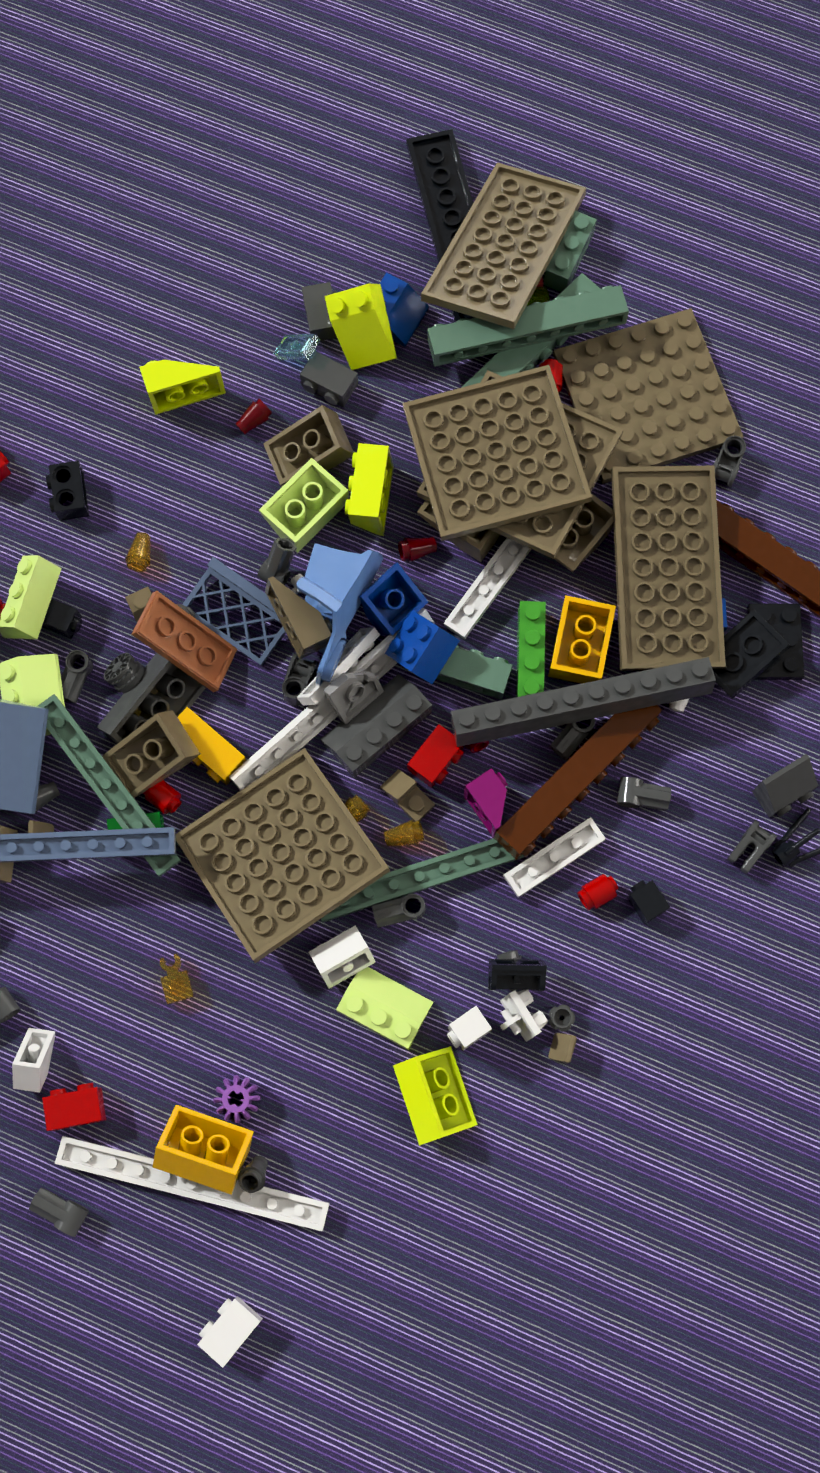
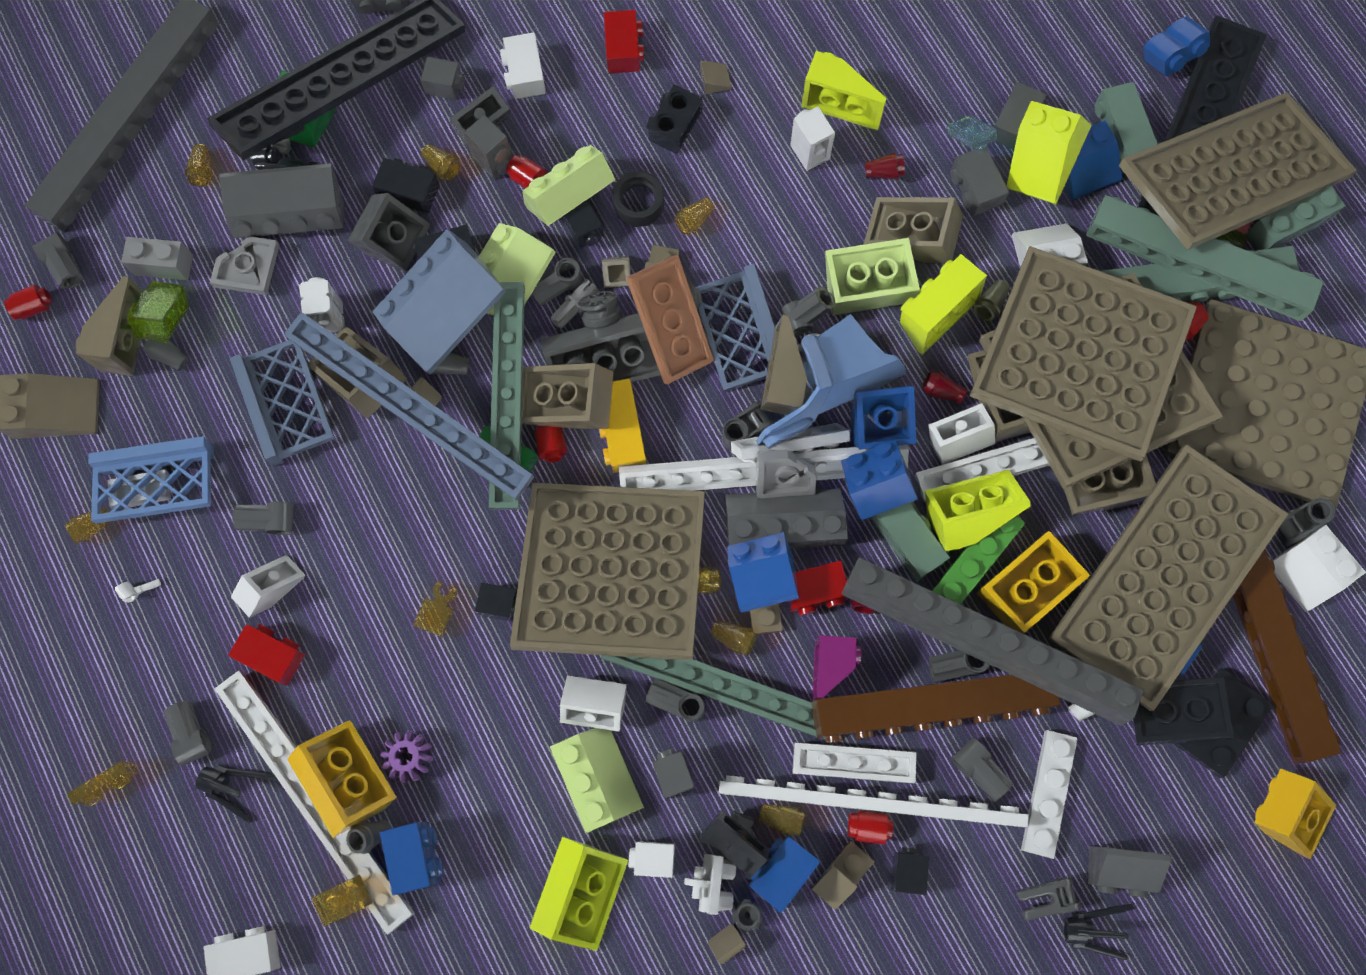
camera: 40 degrees right, 0 degrees up
(22, 1305) = (93, 790): none -> clear yellow plate
(73, 438) = (714, 77): none -> dark tan slope
(74, 557) = (632, 180): none -> black tyre
(99, 685) = (570, 306): none -> light grey axle
(108, 1228) = (215, 783): none -> black plant
(112, 636) = (615, 271): none -> dark tan slope
(184, 433) = (812, 138): none -> white brick
(216, 939) = (496, 602): none -> black brick
(271, 1233) = (341, 900): none -> clear yellow plate
(298, 1163) = (411, 857): none -> blue brick
(391, 772) = (762, 572): none -> blue slope
(395, 181) = (1176, 46): none -> blue brick
(400, 260) = (1125, 118): none -> sand green brick
(403, 462) = (992, 300): none -> olive cone
(414, 385) = (1056, 239): none -> white slope
(436, 960) = (672, 773): none -> dark grey brick
(455, 571) = (962, 434): none -> white brick
(502, 618) = (974, 508): none -> neon yellow slope
(535, 933) = (783, 819): none -> clear yellow cone
(564, 968) = (783, 873): none -> blue slope
(576, 880) = (884, 803): none -> white plate
(605, 940) = (842, 875): none -> dark tan slope
(699, 777) = (1049, 794): none -> white plate
(760, 488) = (1316, 568): none -> white slope

